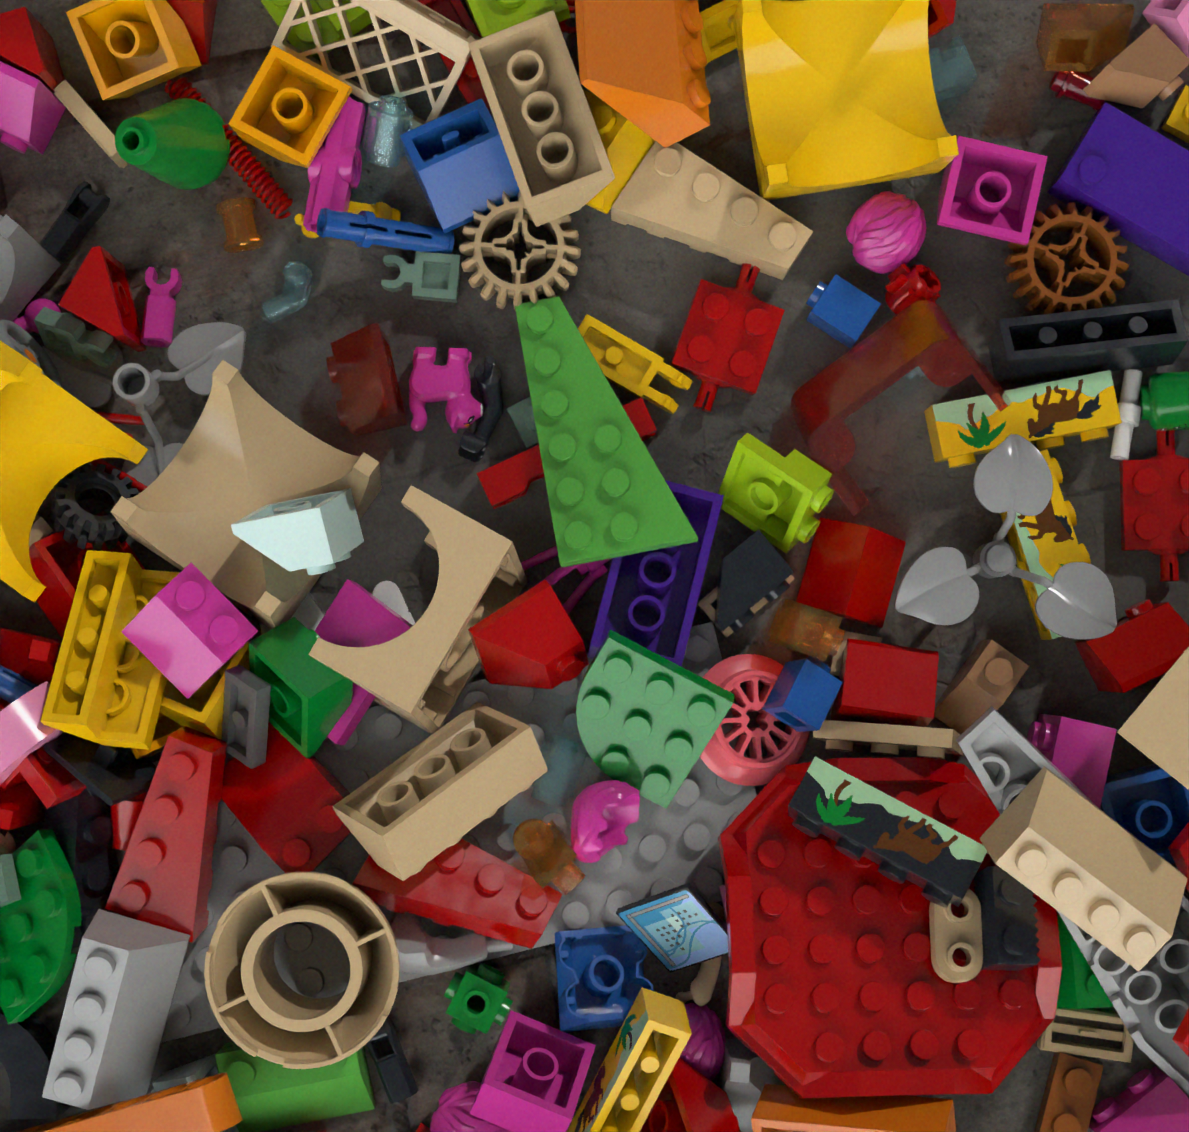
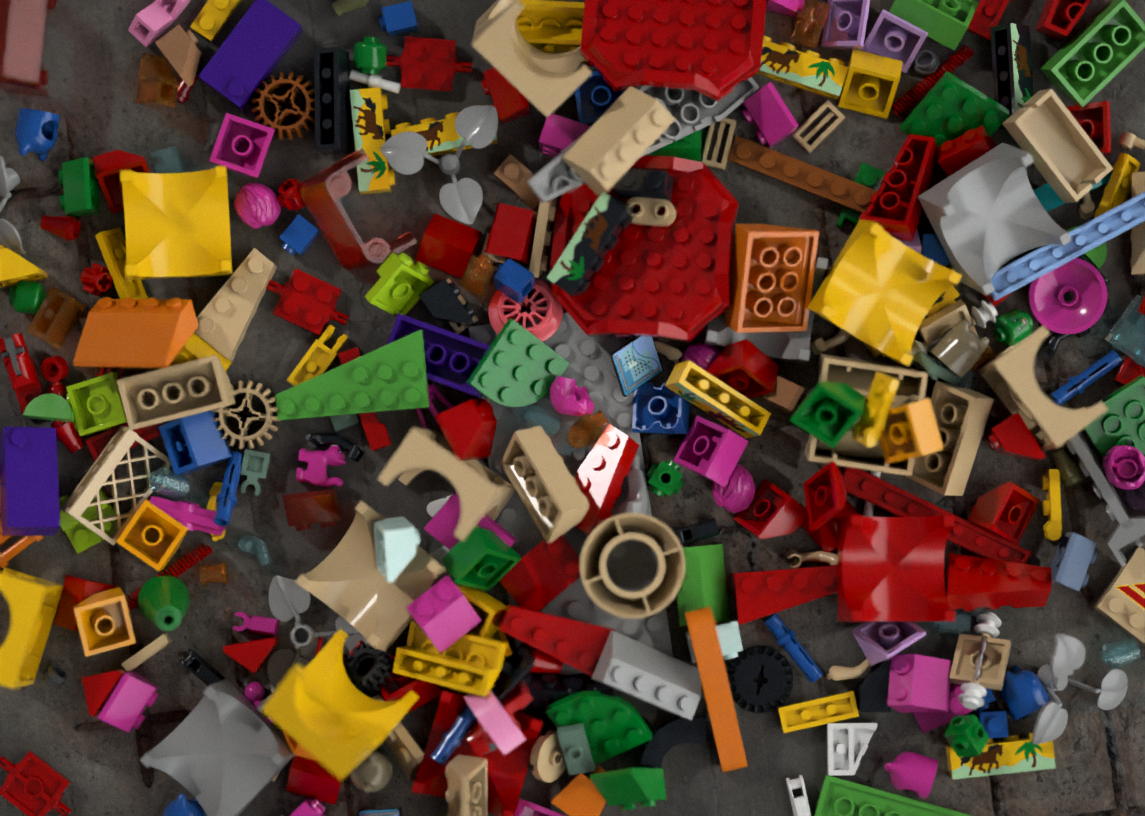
camera: 90 degrees left, 0 degrees up
(69, 337) = (270, 673): sand green plate -> none
(246, 716) = (494, 590): dark grey plate -> none

